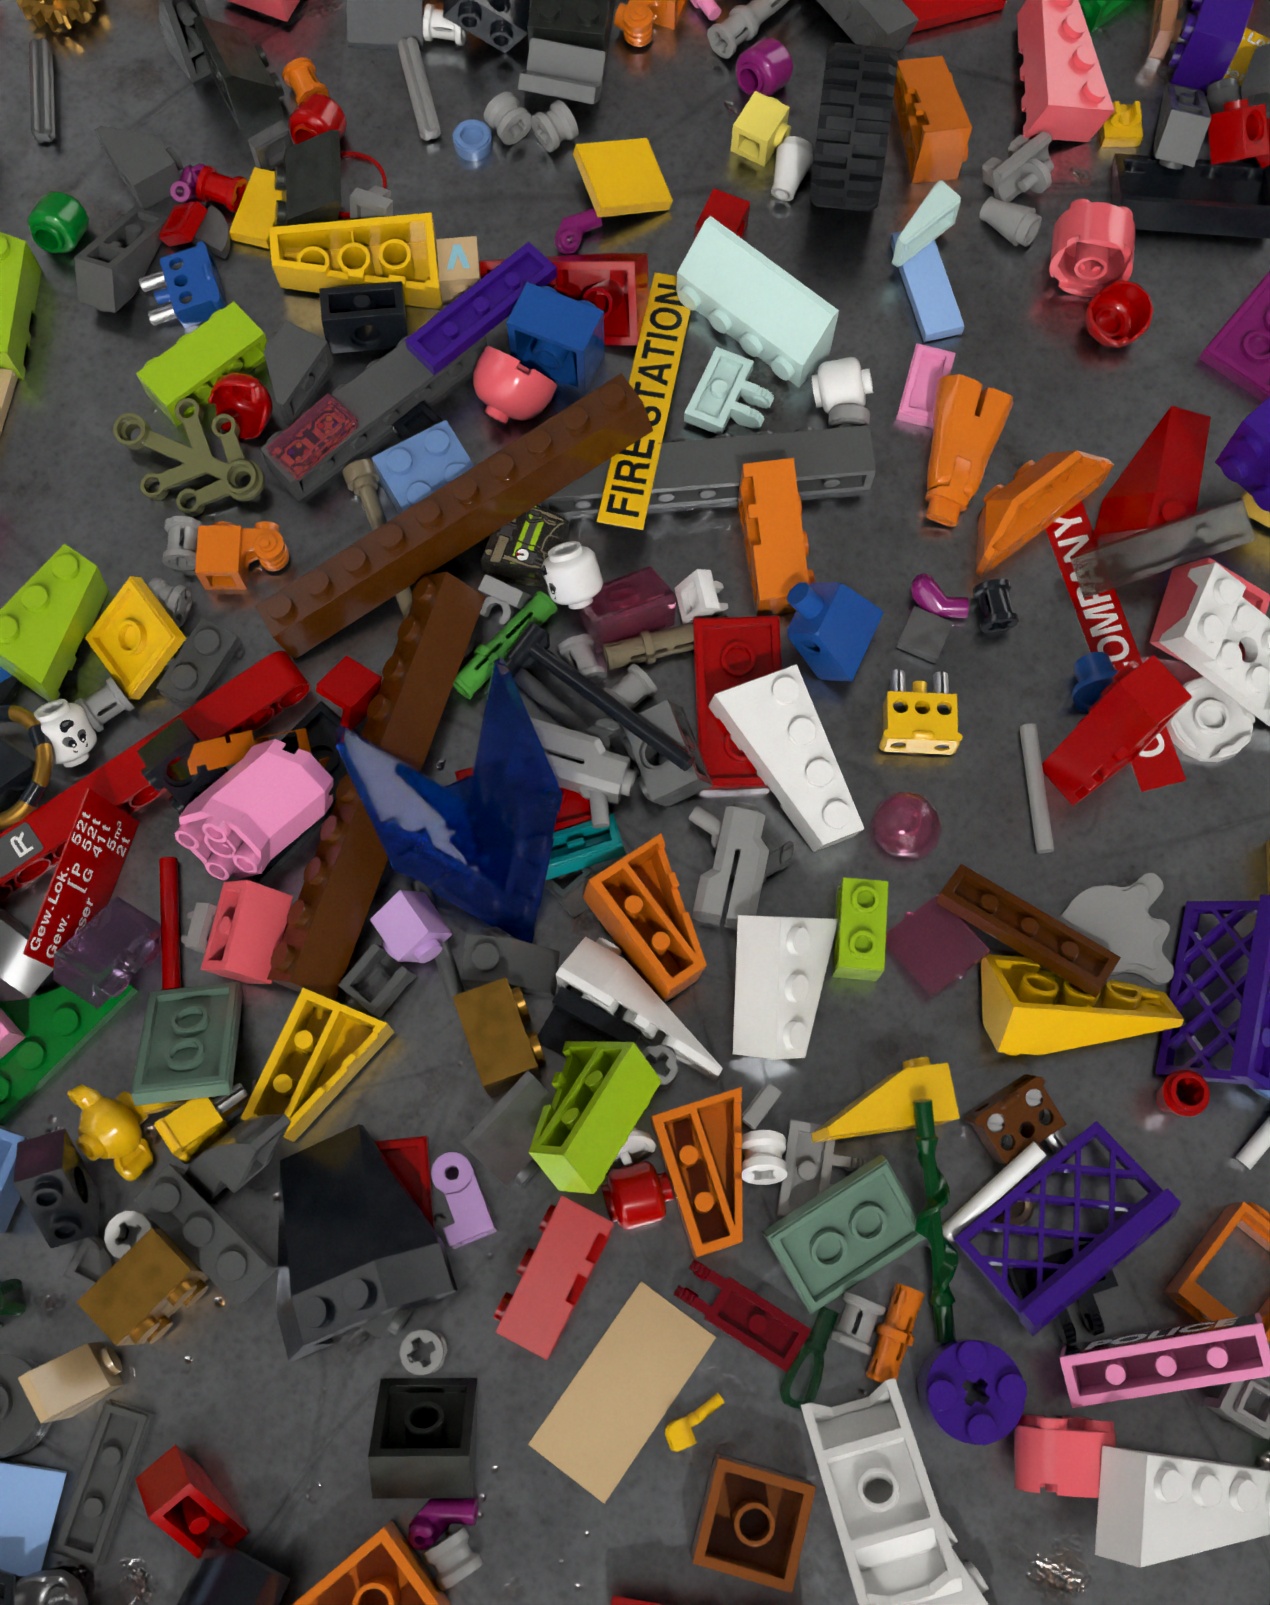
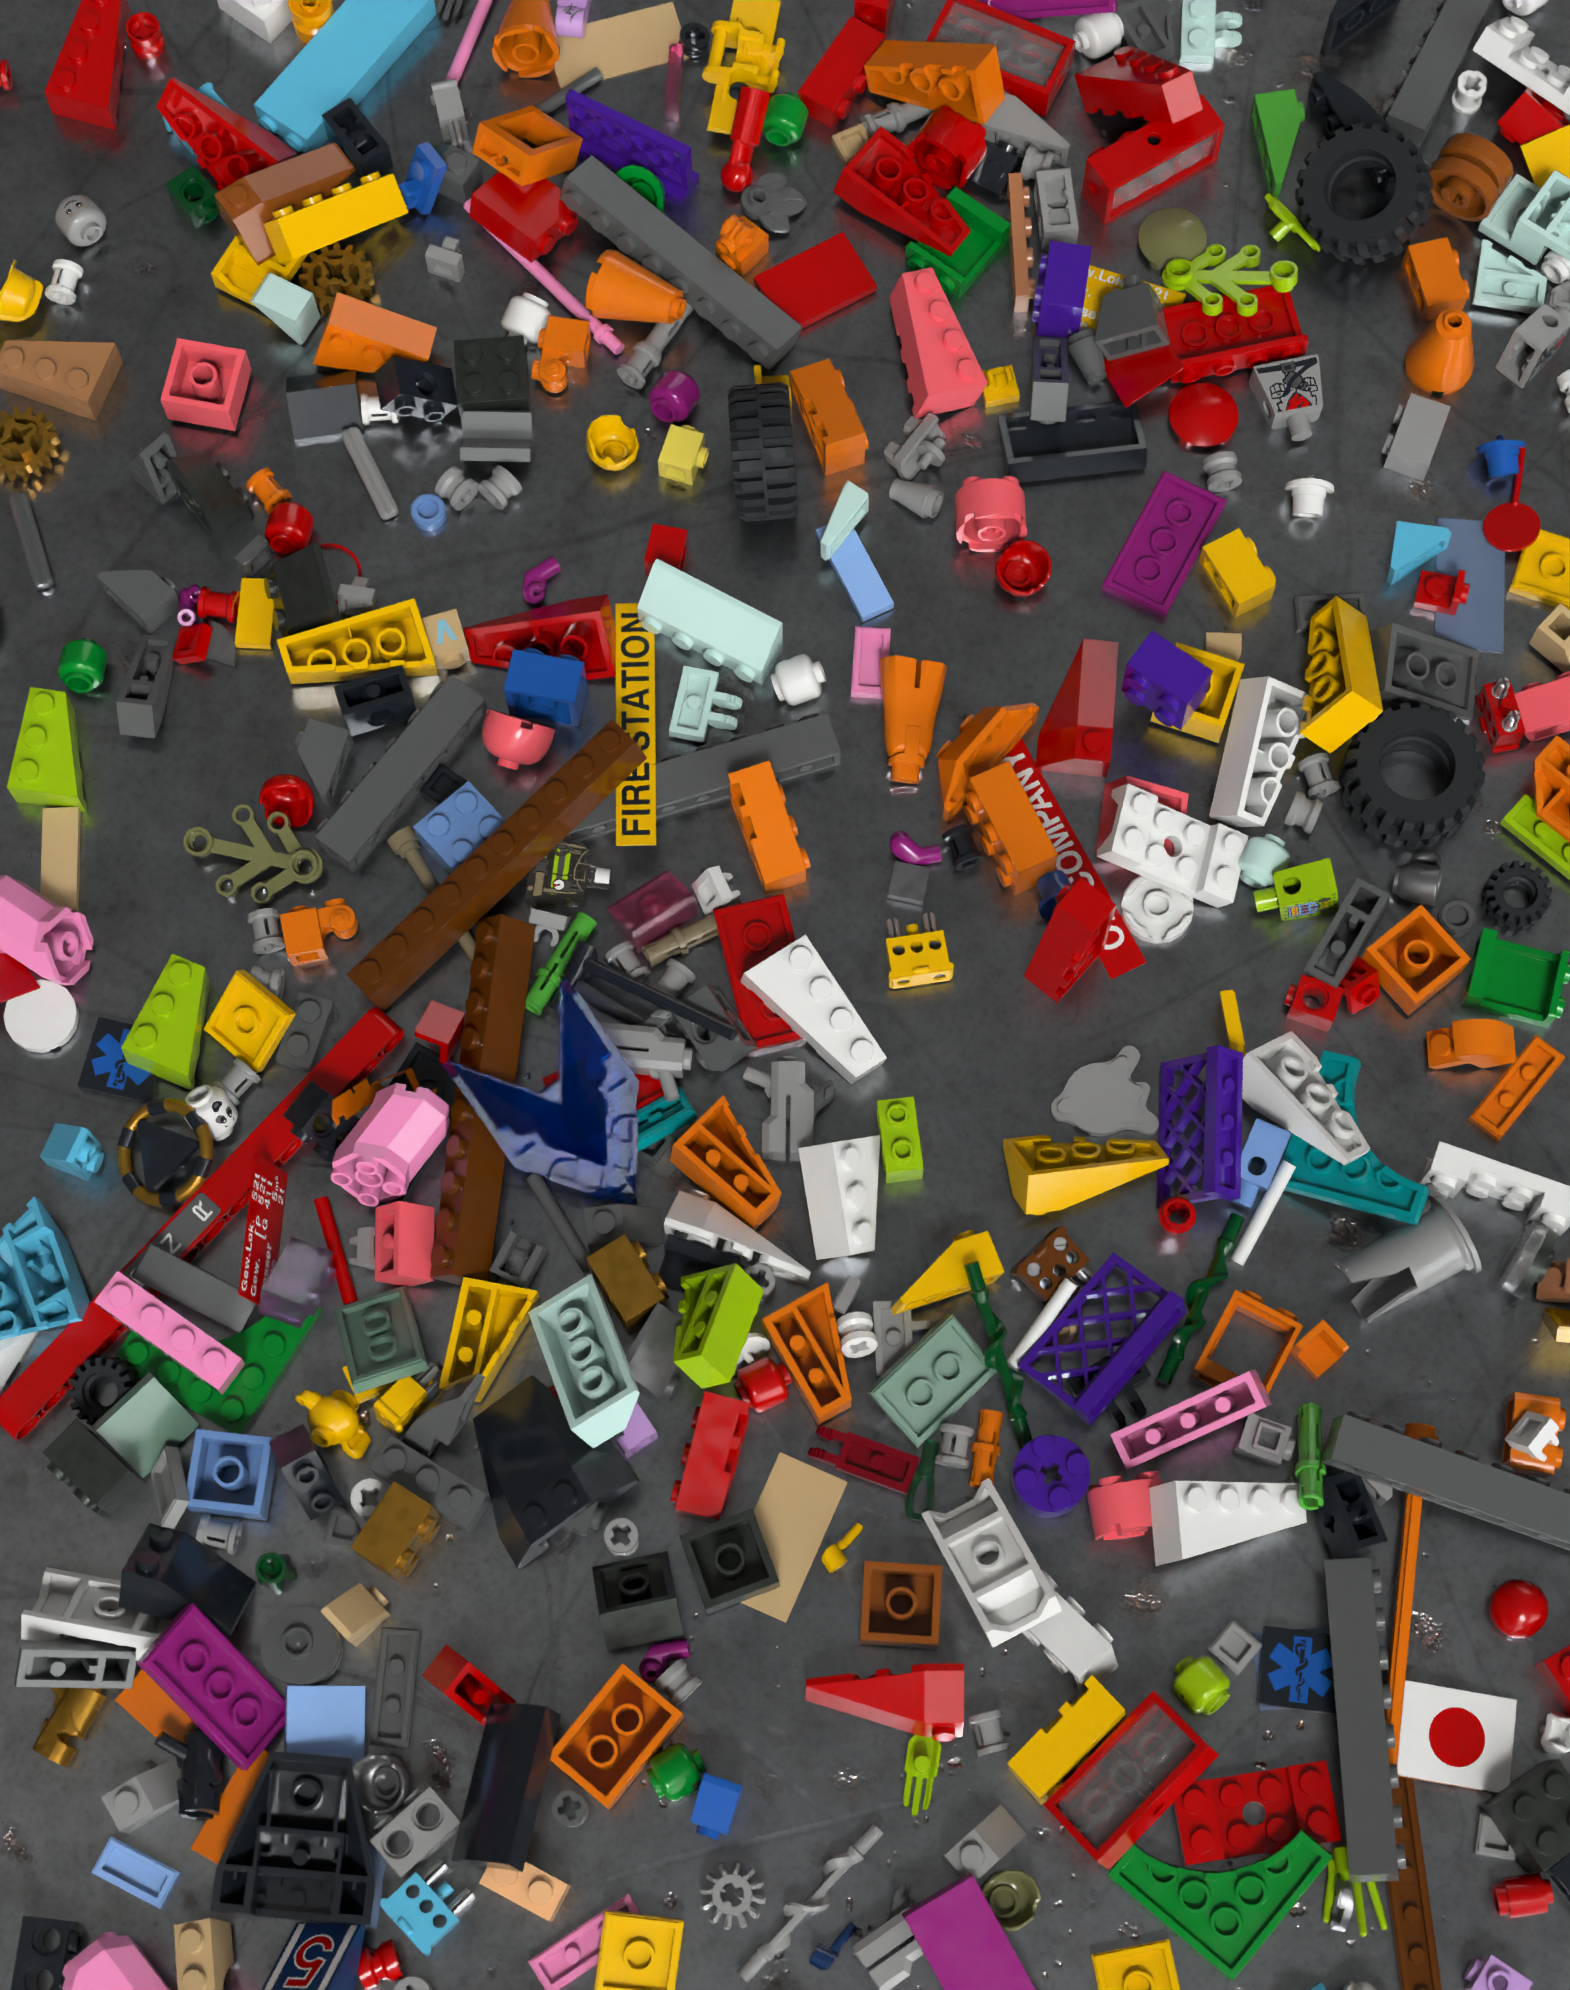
camera: 10 degrees left, 0 degrees up
(191, 287) = (223, 699): blue piece -> none
(192, 366) = (244, 767): lime brick -> none
(312, 436) = (358, 818): clear pink tile -> none
(411, 927) = (536, 1213): lavender brick -> none
(423, 1128) = (586, 1361): none -> light aqua slope
(479, 309) = (476, 676): dark purple plate -> none
(548, 1416) = (729, 1561): none -> pearl dark grey brick
(572, 575) = (604, 894): white head -> none
(622, 177) = (570, 524): yellow tile -> none
(685, 102) = (611, 443): none -> yellow hair
(791, 165) = (716, 484): white cone -> none
(831, 628) = (829, 895): blue torso -> none
(848, 414) = (809, 705): light grey tile -> none
(906, 825) = (923, 1047): clear pink hair -> none
(935, 946) = (963, 1140): clear pink piece -> none
(1028, 930) = (1034, 1112): reddish brown plate -> none
(1036, 788) = (1024, 994): light grey bar -> none
(1057, 592) = (1009, 828): none -> orange brick
(1163, 547) = (1092, 771): clear smoke tile -> none
(1191, 1193) = (1196, 1297): none -> dark green piece
(1238, 132) = (1098, 383): red brick -> none

